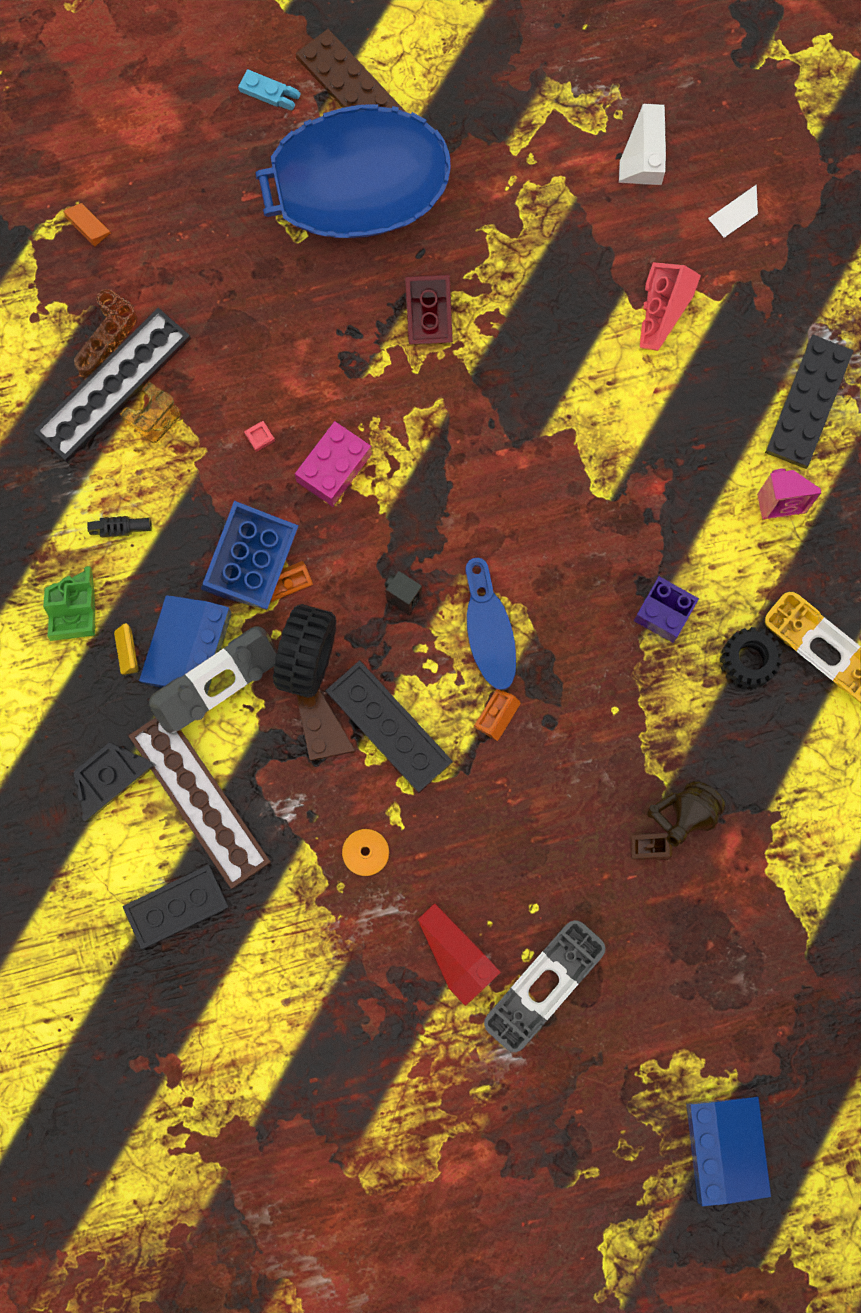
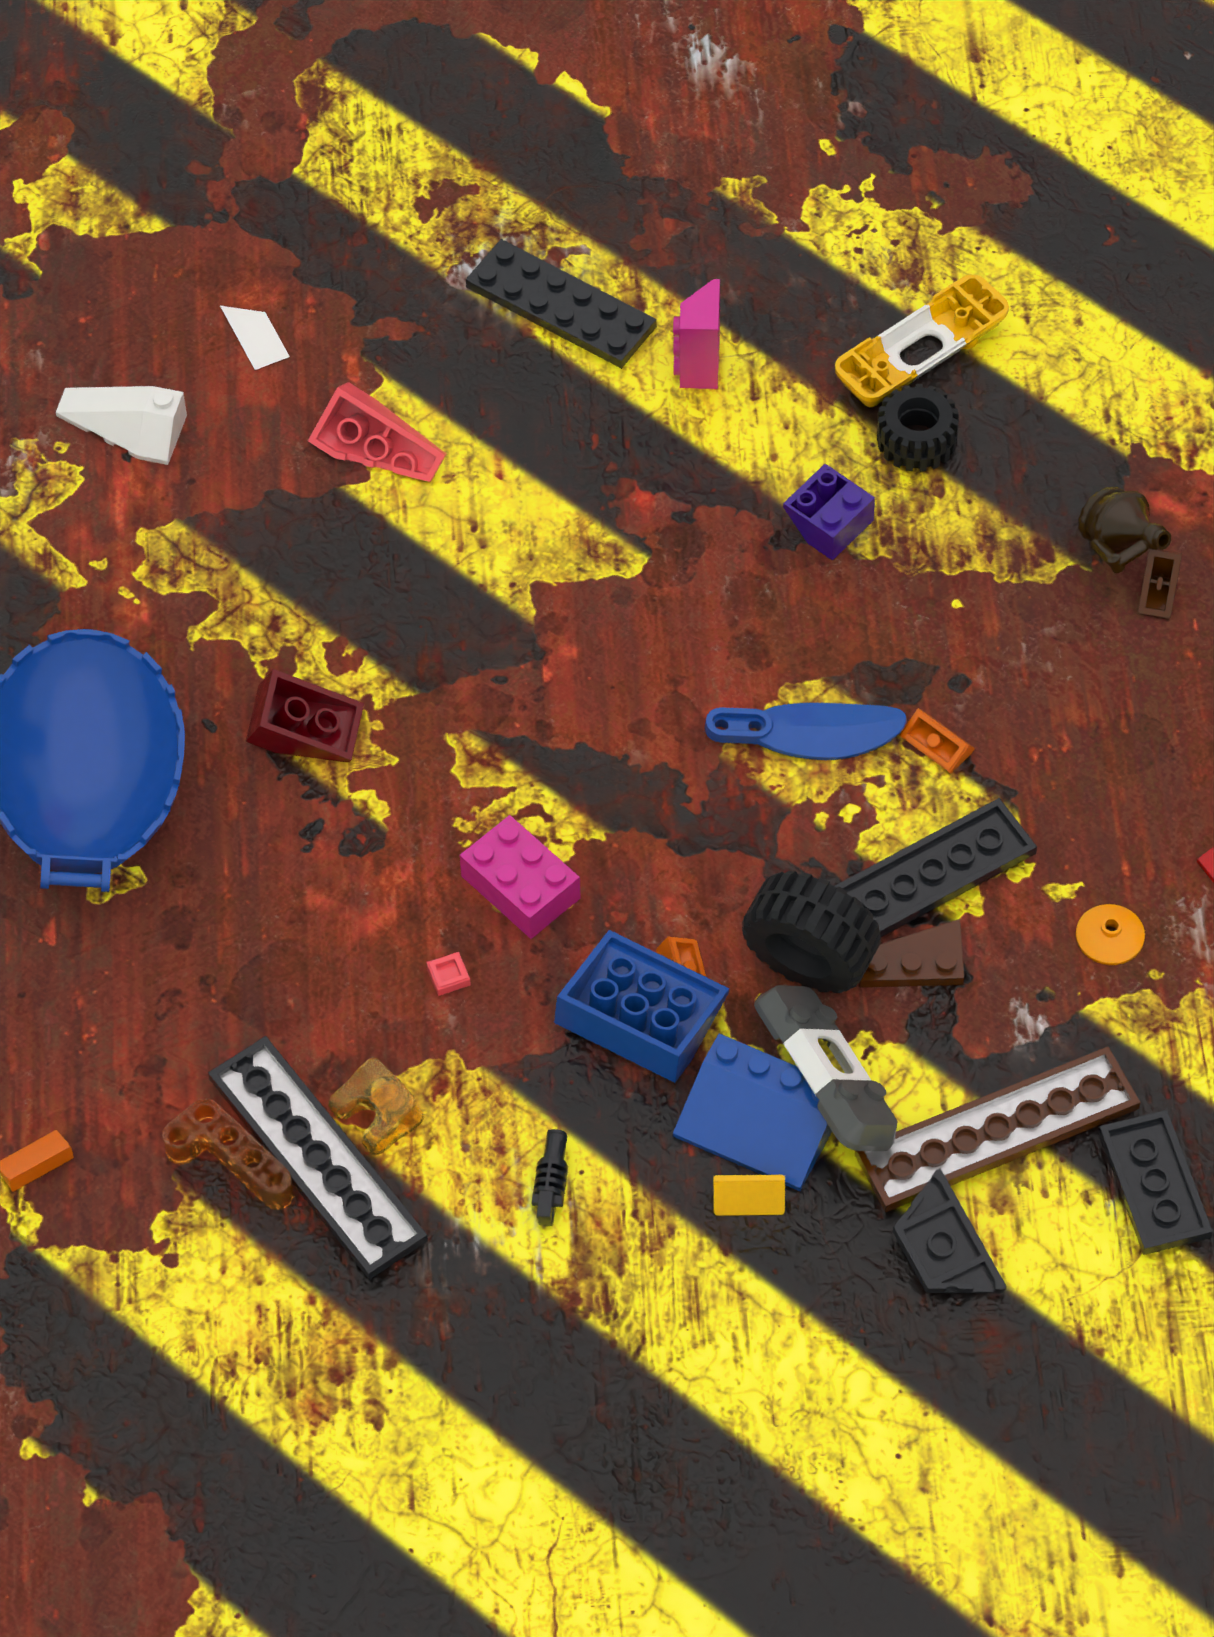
camera: 75 degrees left, 20 degrees down
(71, 607) = (666, 1262): bright green slope -> none
(403, 592) = (742, 812): pearl dark grey brick -> none

